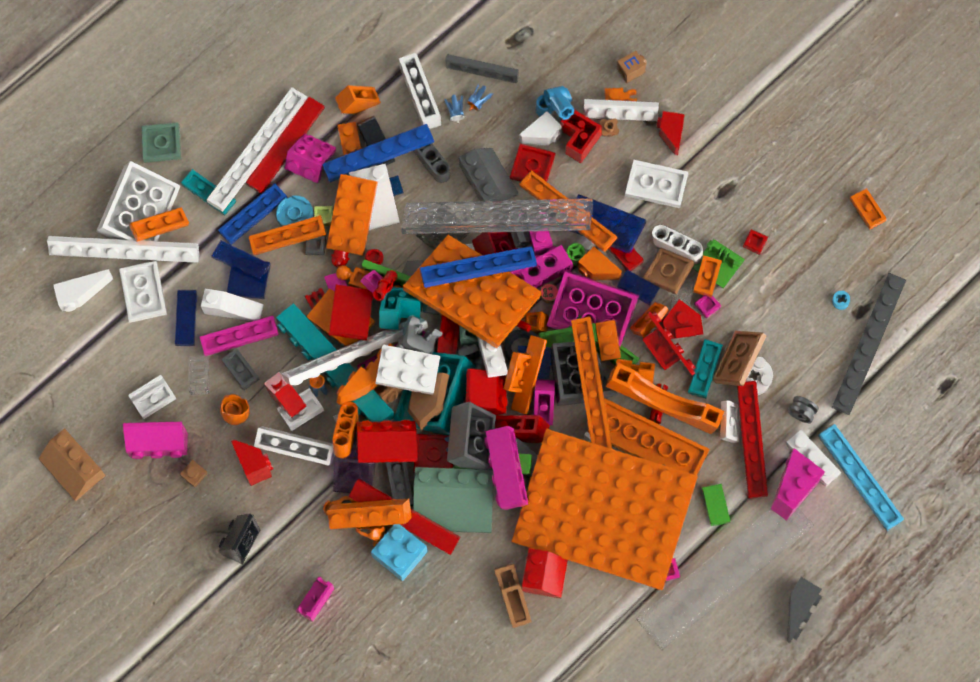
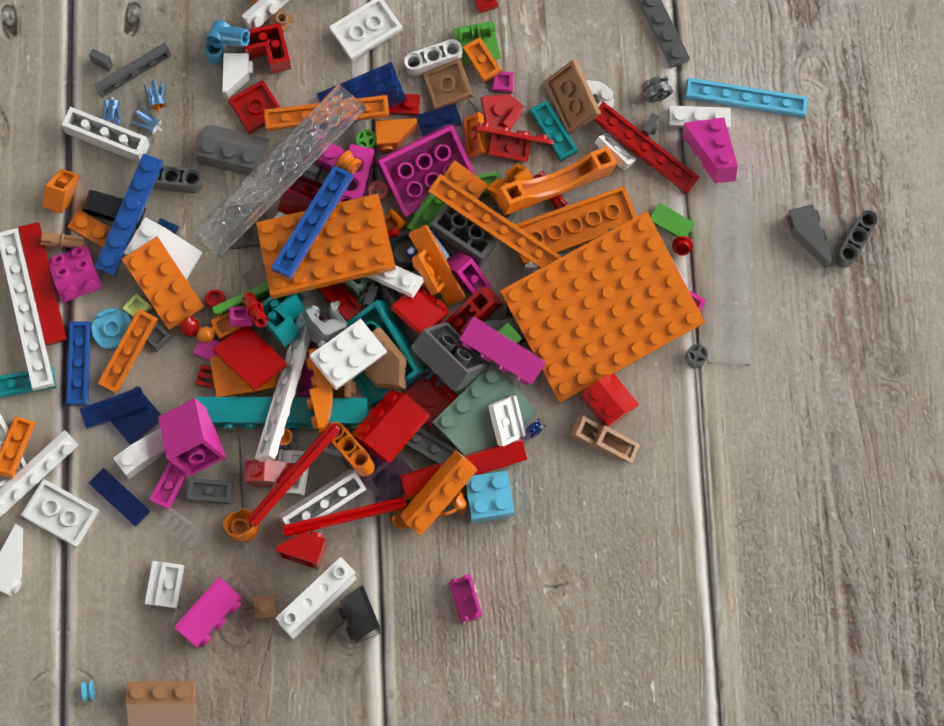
camera: 60 degrees left, 5 degrees up
(40, 411) = (88, 690): none -> medium azure bush
(224, 498) = (316, 598): none -> white fence
(260, 323) = (190, 437): none -> dark pink slope
(294, 408) = (293, 474): none -> red axle
(297, 467) = (344, 516): none -> red axle
(323, 129) = (61, 240): none -> medium nougat axle
(442, 77) = (111, 110): none -> flat silver piece
(462, 515) = (506, 420): none -> white plate
(469, 41) = (100, 60): none -> dark grey tile
(477, 541) = (535, 428): none -> clear blue bush
(544, 254) = (348, 162): none -> orange wheel
(631, 602) = (697, 351): none -> dark grey wheel
(704, 526) = (682, 245): none -> red plate
(771, 429) = (651, 125): none -> dark grey plate
(820, 649) = (863, 232): none -> dark grey beam

